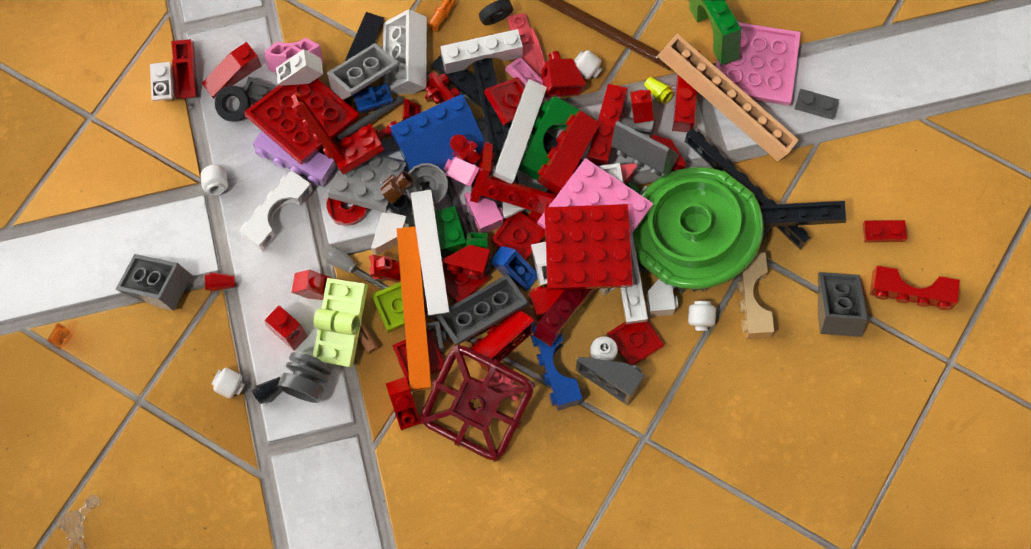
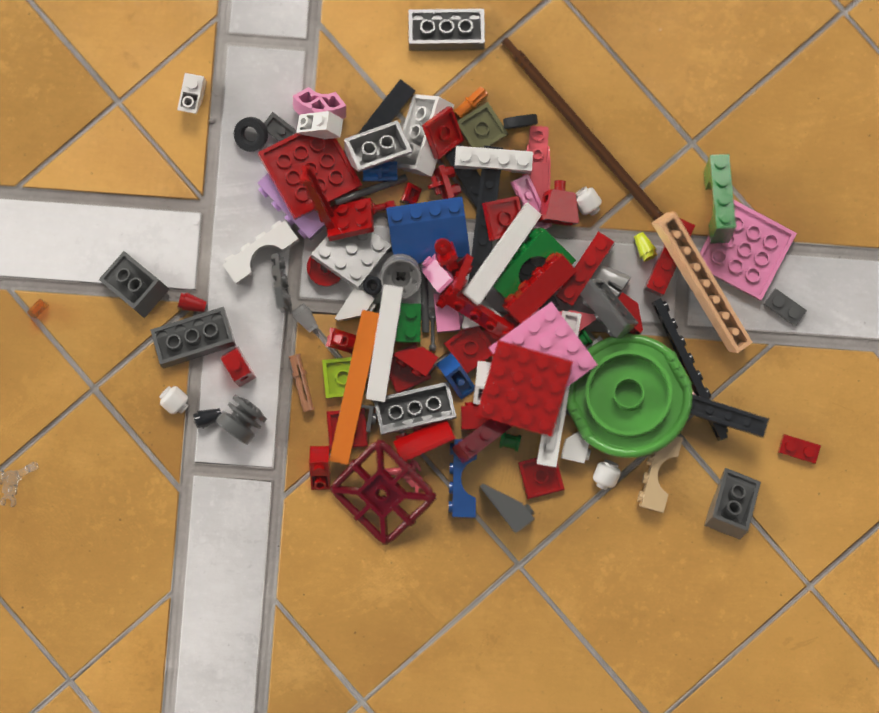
camera: 15 degrees right, 15 degrees up
(184, 68) = (215, 83): red slope -> none
(214, 179) = (213, 204): white head -> none
(230, 316) = (193, 337): none -> dark grey slope
(232, 69) = (258, 99): red slope -> none
(307, 233) = (282, 298): none -> dark grey plate
(309, 284) = (276, 336): red slope -> none
(339, 322) = (286, 378): yellowish green plate -> none
(395, 186) = (372, 273): reddish brown piece -> none
(423, 42) = (443, 132): none -> red tile
(459, 27) = (482, 127): none -> olive plate
(477, 239) = (431, 340): green plate -> none
(591, 314) = (510, 441): none -> green bush
(604, 349) = (512, 472): white head -> none
(642, 106) = (622, 262): red slope -> none
(888, 284) = (782, 499): red arch -> none

